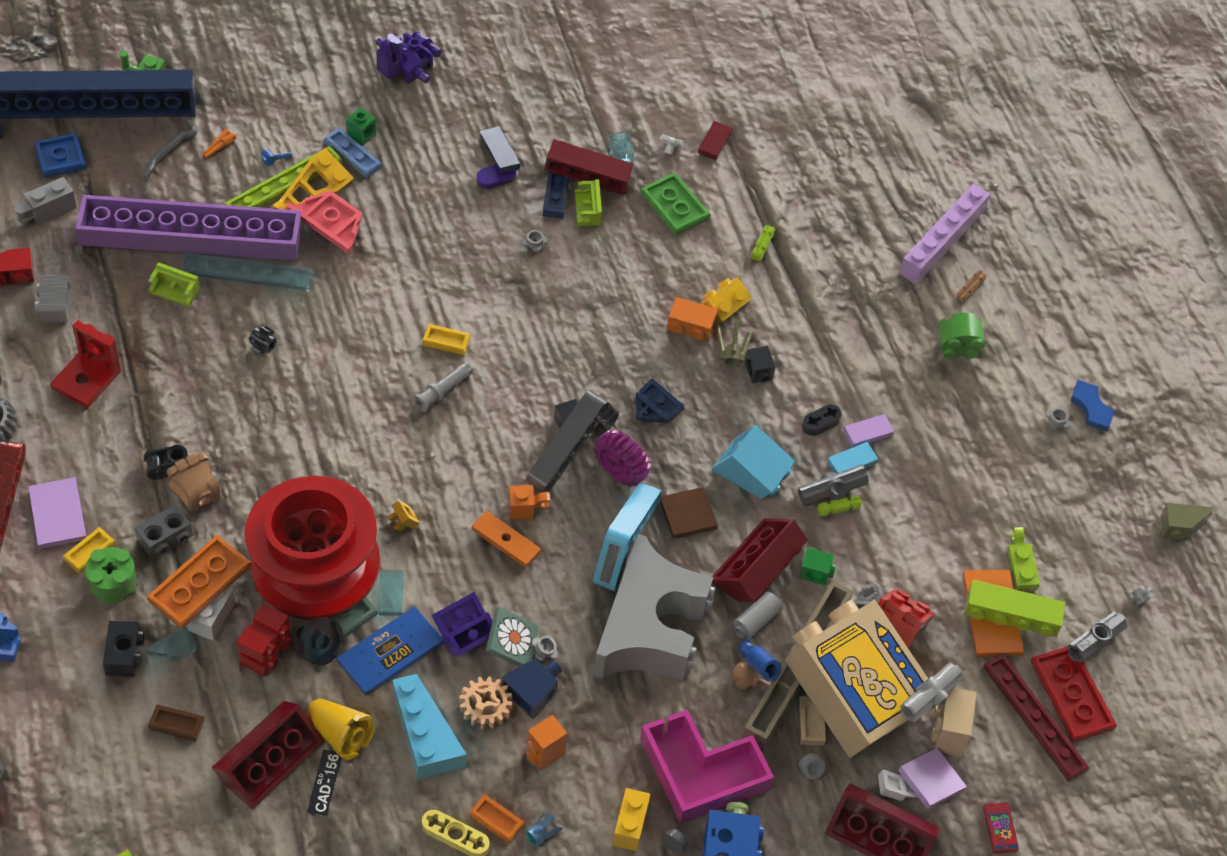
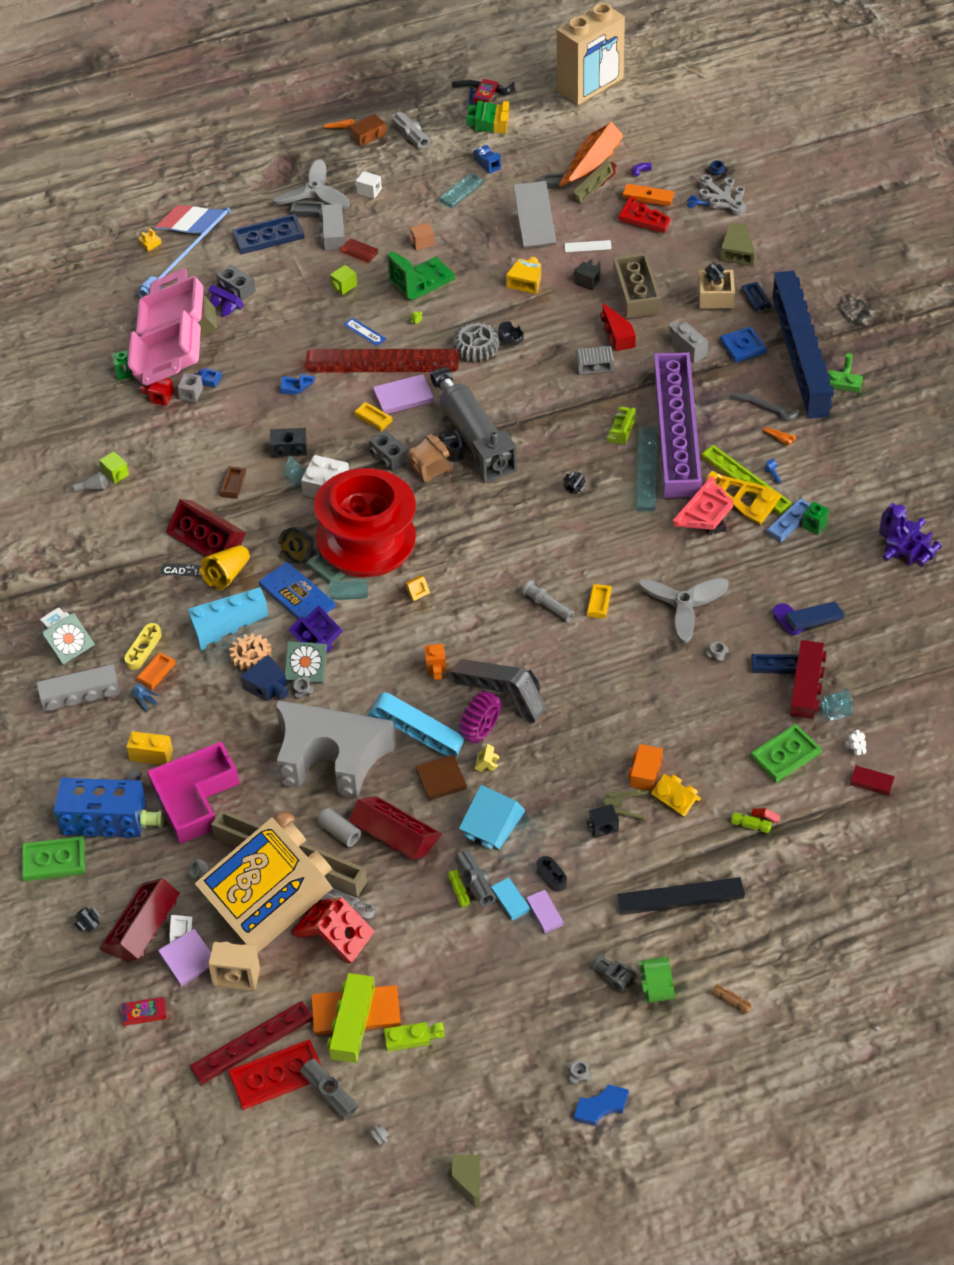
camera: 95 degrees right, 5 degrees down
(95, 360) = (536, 386): red bracket -> none
(111, 574) = (348, 426): bright green brick -> none
(196, 415) = (492, 450): none -> dark grey piece
(199, 581) = (327, 459): orange tile -> none
(264, 640) = (293, 511): red brick -> none
(465, 260) = (685, 601): none -> light grey piece
(497, 532) = (401, 654): orange tile -> none
(546, 743) = (210, 686): orange brick -> none
(588, 203) = (767, 688): lime hinge -> none
(656, 404) = (552, 748): dark blue slope -> none
(669, 465) = (485, 759): none -> light yellow tile
(755, 230) = (764, 812): none -> red tile
(760, 660) = (284, 818): blue wheel -> none
(817, 566) = (390, 868): green brick -> none
(851, 313) = (680, 896): none -> black tile
(931, 692) = (242, 927): light grey piece -> none
(944, 234) = (791, 971): lavender brick -> none
(946, 377) = (615, 973): none -> dark grey connector

